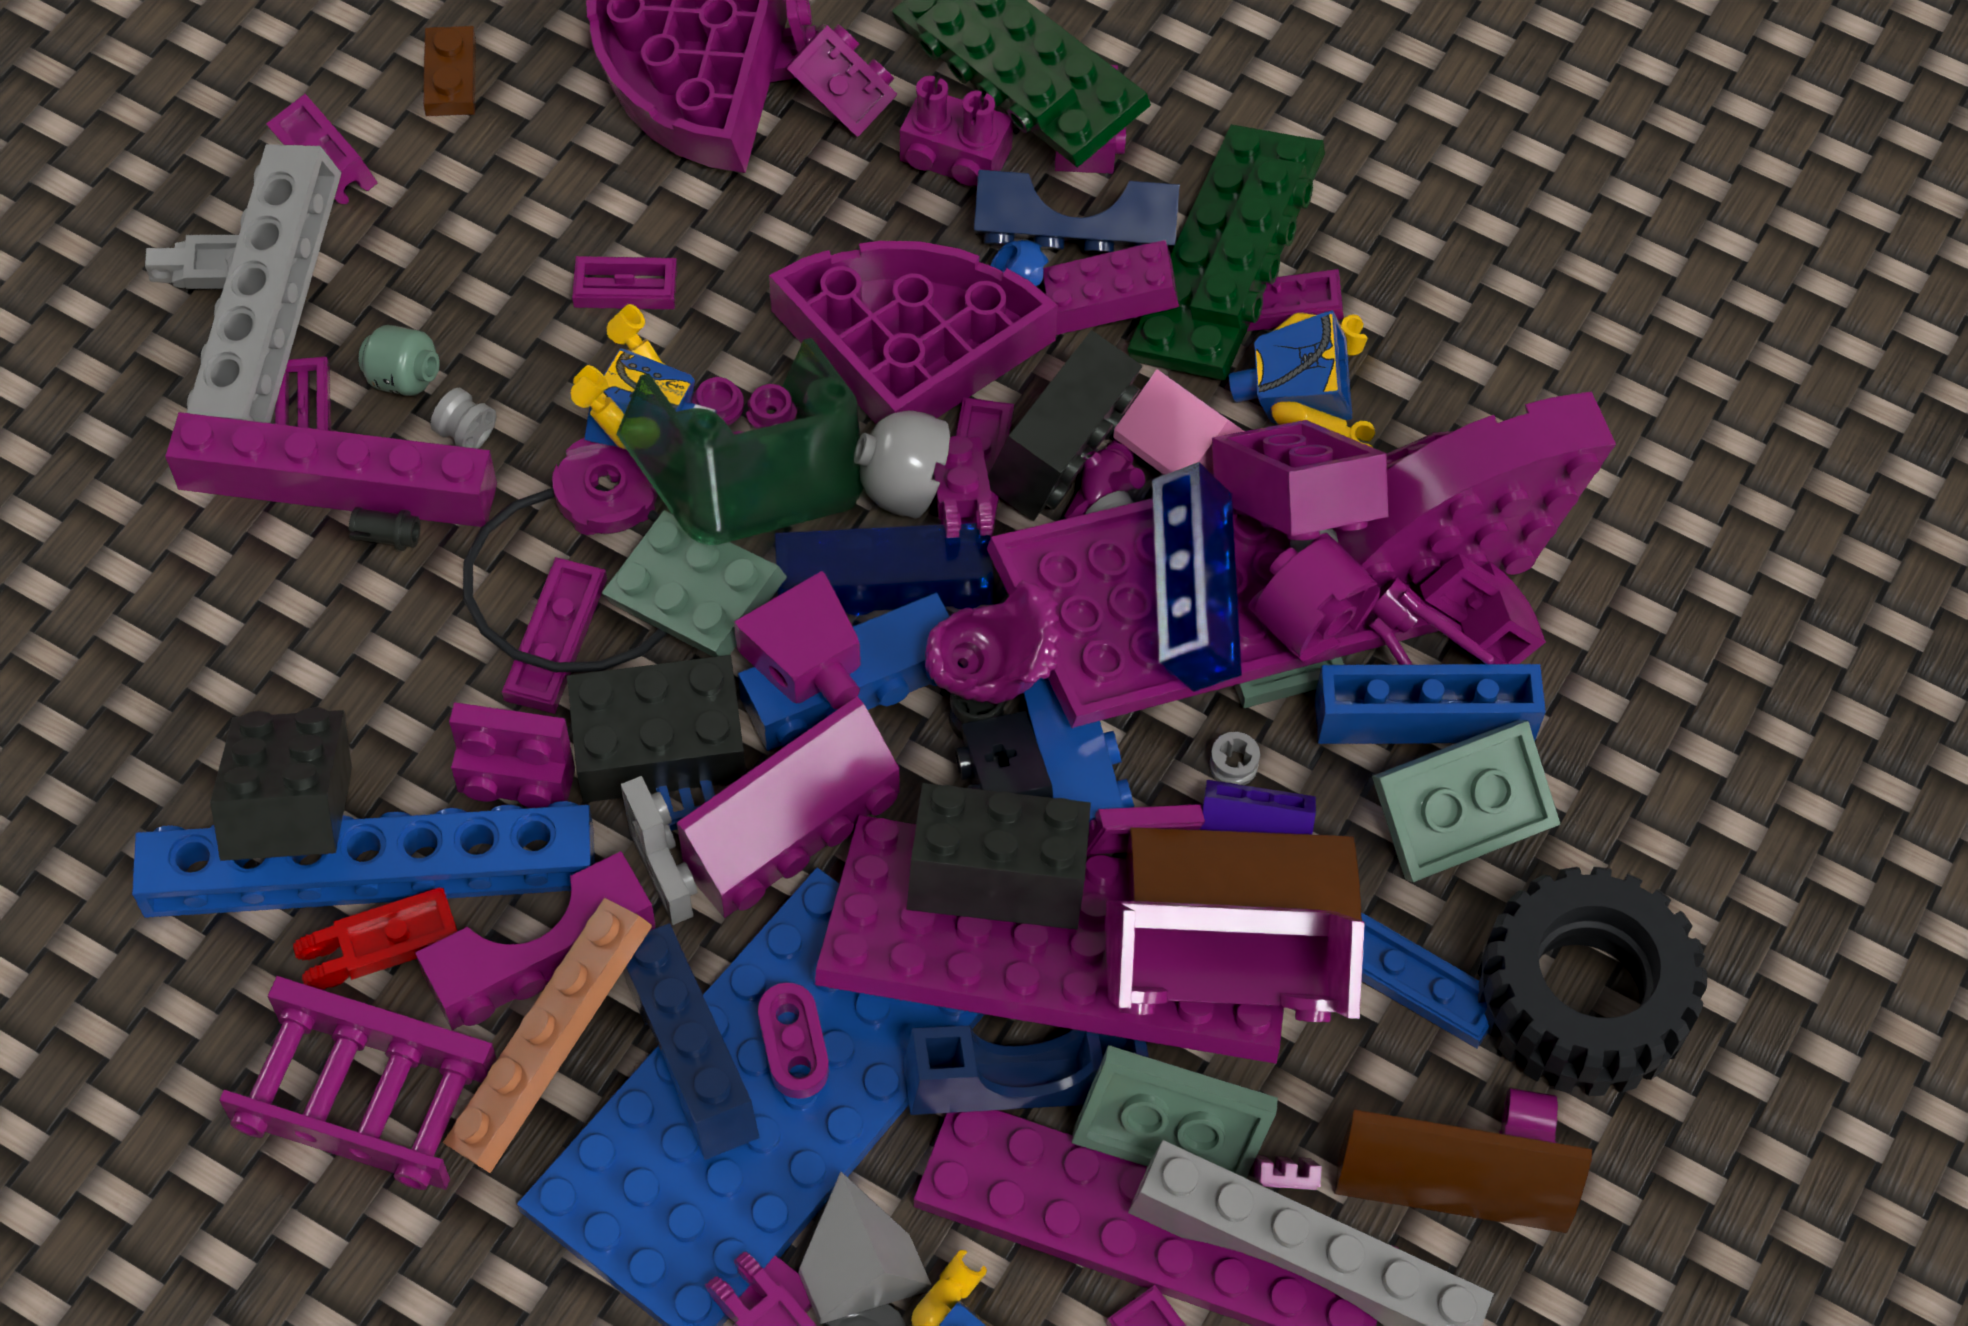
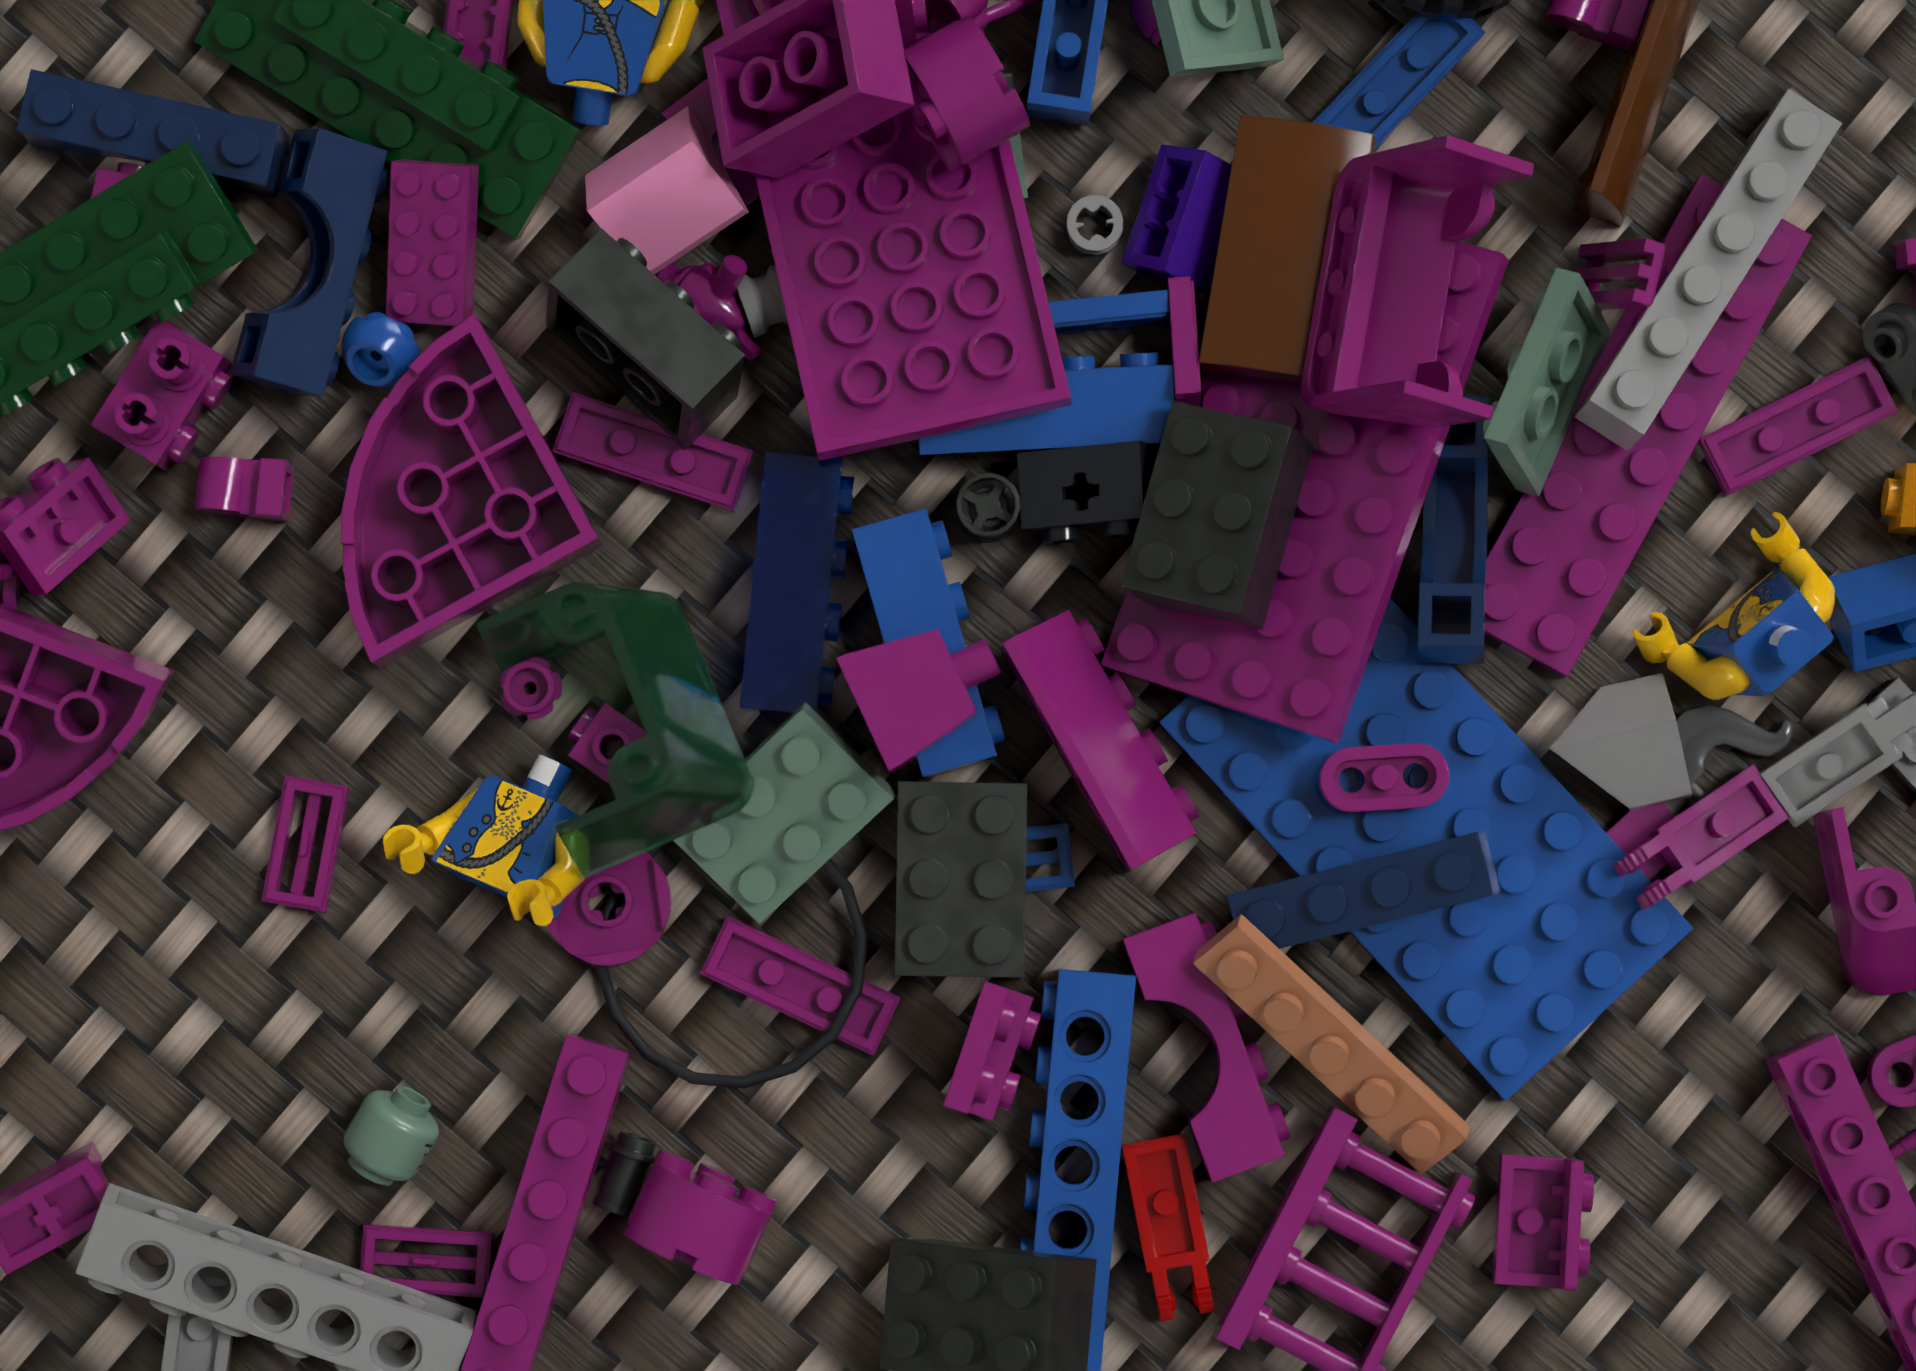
camera: 80 degrees left, 25 degrees up
(348, 568) = (699, 1217): none -> magenta brick
(407, 1248) = (1541, 1221): none -> magenta bracket
(463, 419) = (490, 1064): light grey wheel -> none
(650, 831) = (1102, 901): light grey plate -> none
(722, 396) = (508, 750): magenta plate -> none
(895, 197) = (245, 487): none -> magenta leg
(901, 459) = (660, 536): light grey cylinder -> none
(964, 487) = (702, 475): magenta hinge -> none
(999, 646) = (974, 470): magenta piece -> none
(1156, 70) = (142, 127): none -> dark blue arch
(1156, 758) = (1110, 312): none -> blue tile
(1196, 578) = (915, 224): clear blue brick -> none

